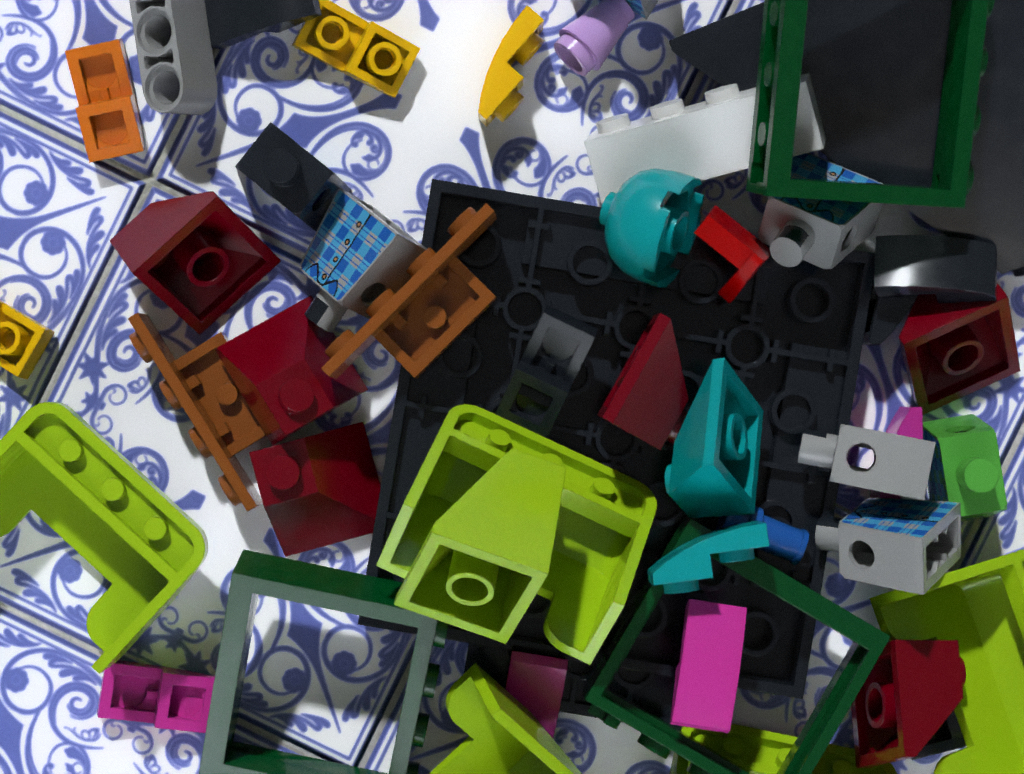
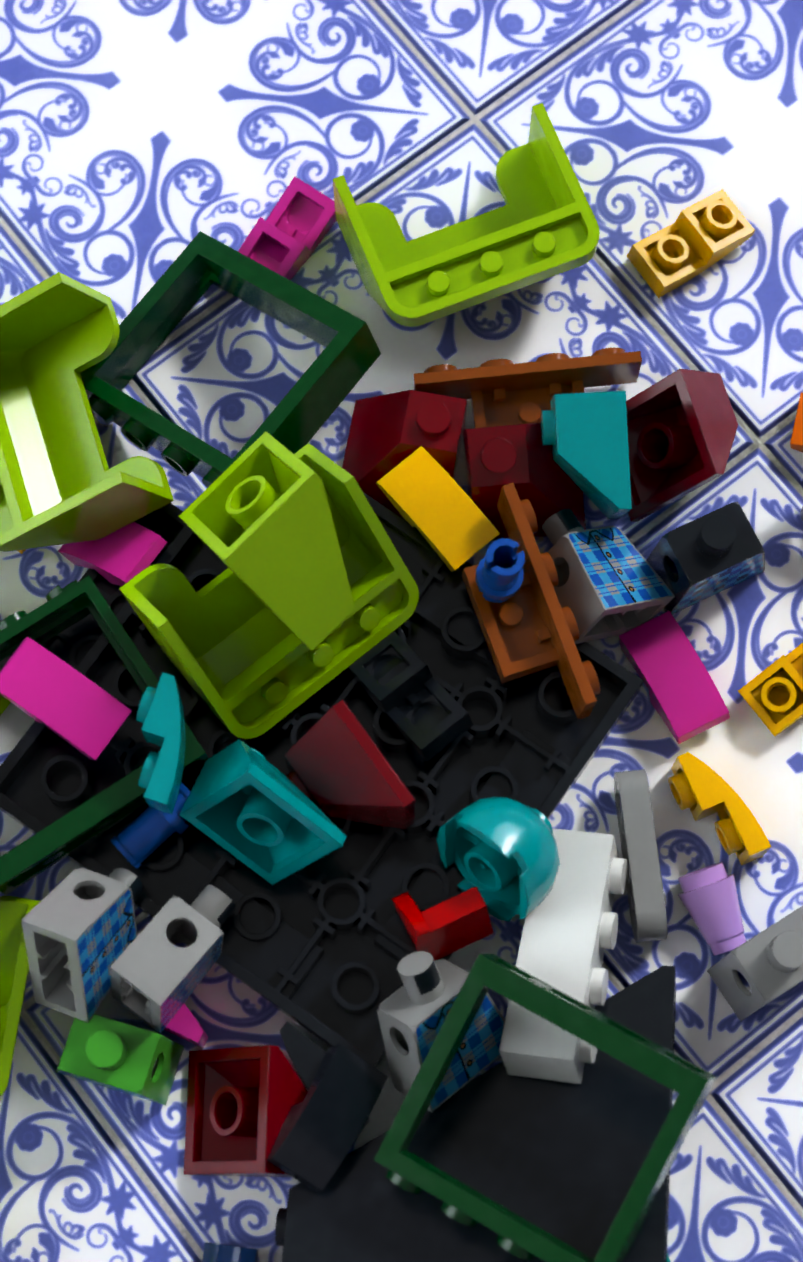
camera: 115 degrees right, 15 degrees down
(242, 318) = (592, 446): none -> teal slope
(365, 429) = (437, 508): none -> yellow slope
(408, 158) = (674, 676): none -> dark pink slope
(417, 353) = (500, 571): none -> blue pin
(580, 116) = (641, 851): none -> light grey beam

